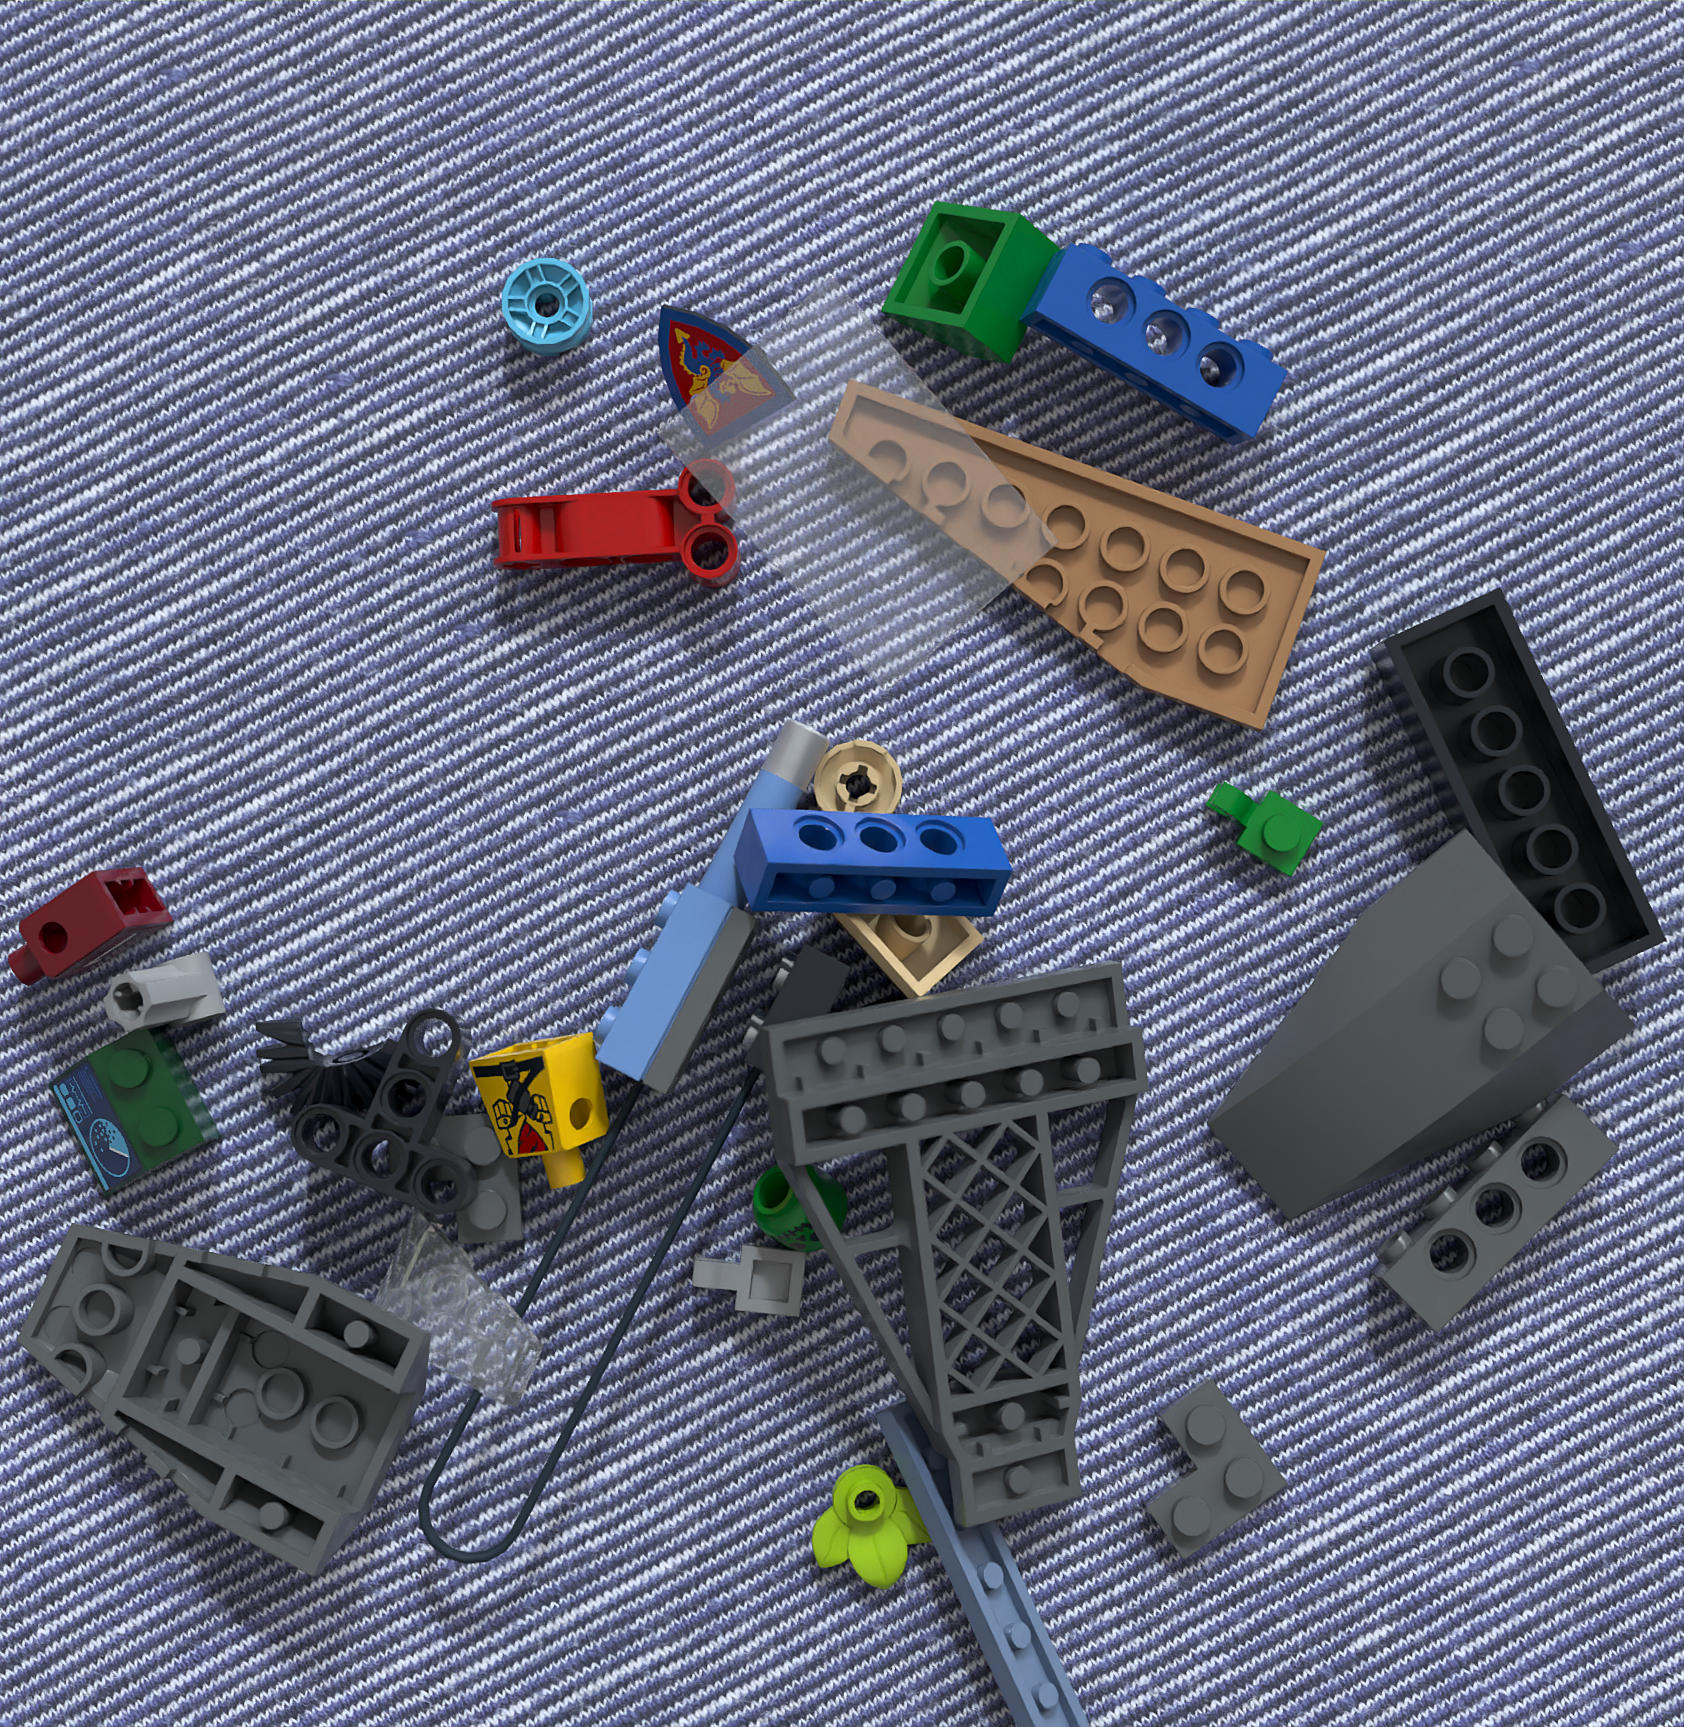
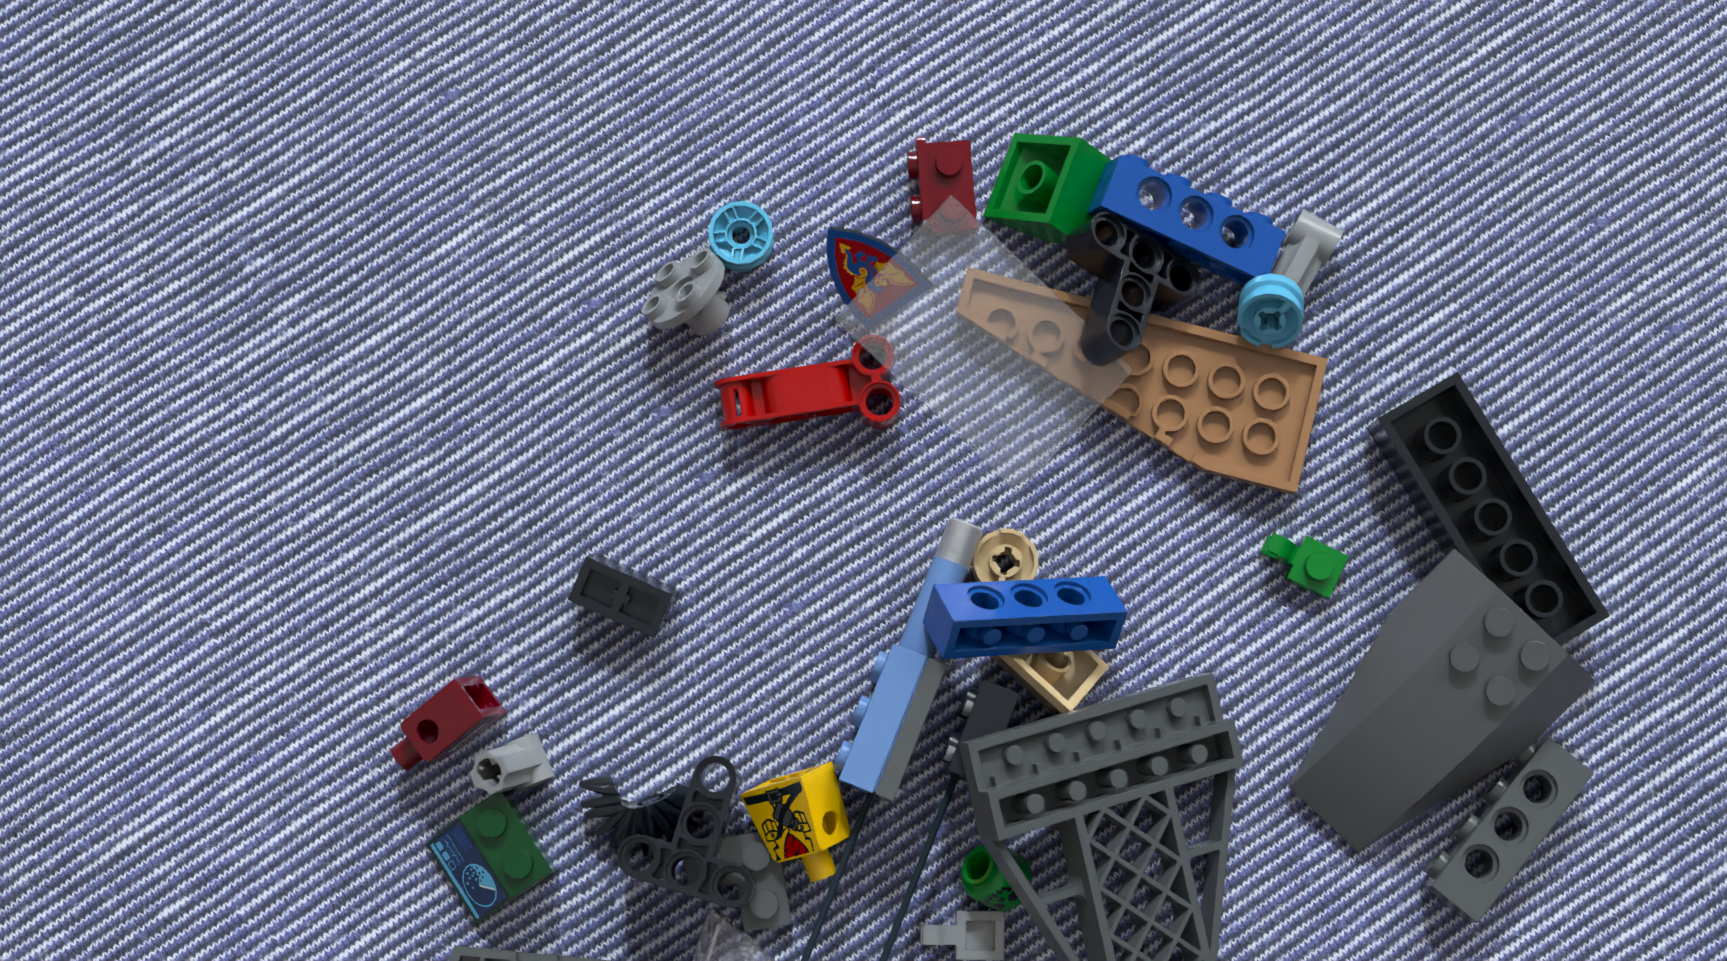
camera: 10 degrees left, 5 degrees down
(339, 777) = (623, 594): none -> black hinge
(468, 381) = (689, 295): none -> light grey plate
(828, 243) = (940, 172): none -> dark red bracket
(1071, 414) = (1132, 279): none -> black beam
(1252, 457) = (1264, 296): none -> medium azure wheel
(1314, 399) = (1306, 249): none -> light grey piece

